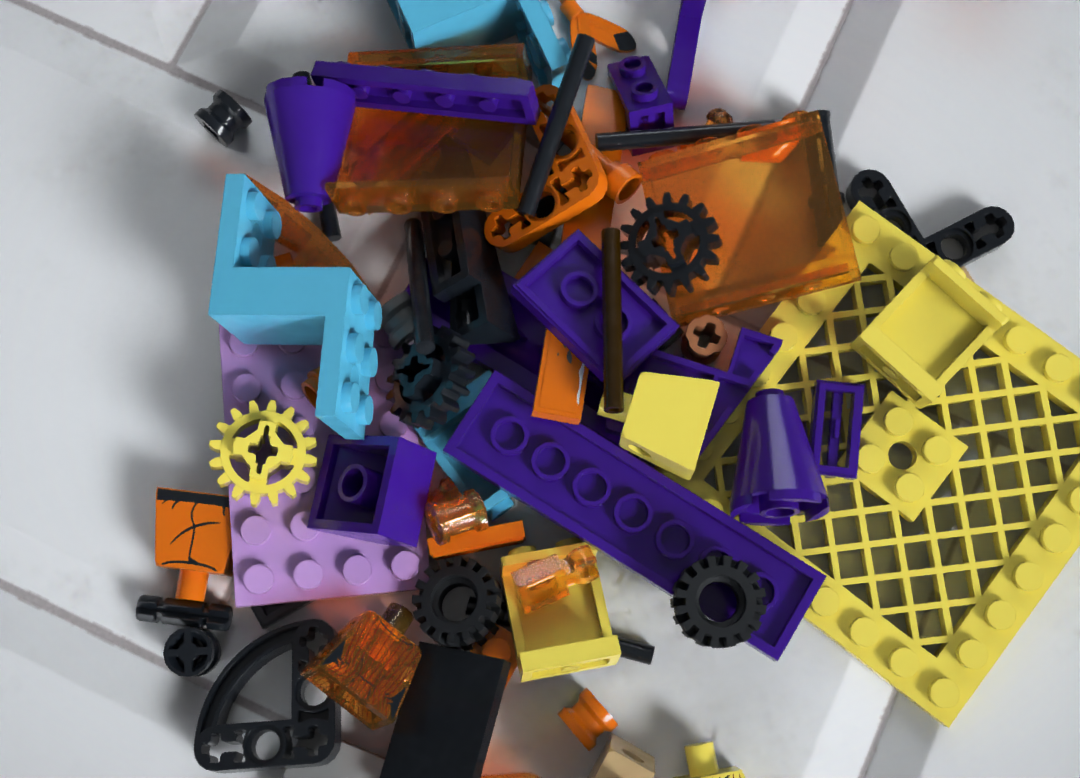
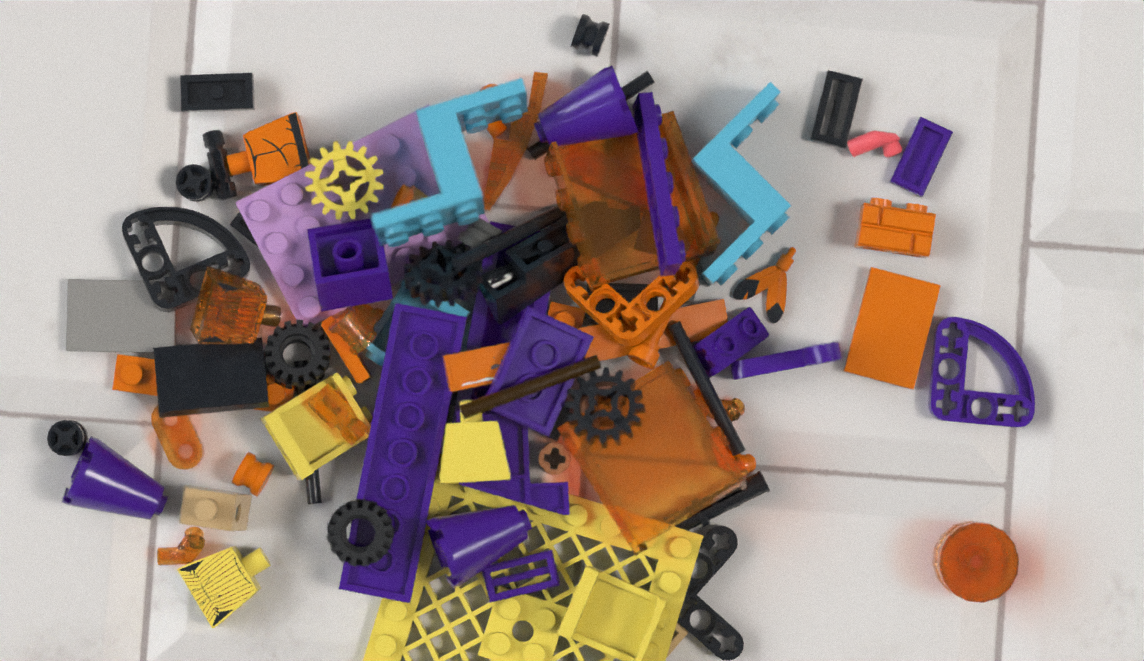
camera: 70 degrees right, 10 degrees up
(93, 581) = (217, 92): none -> black plate
(556, 125) = (663, 291): black bar -> none

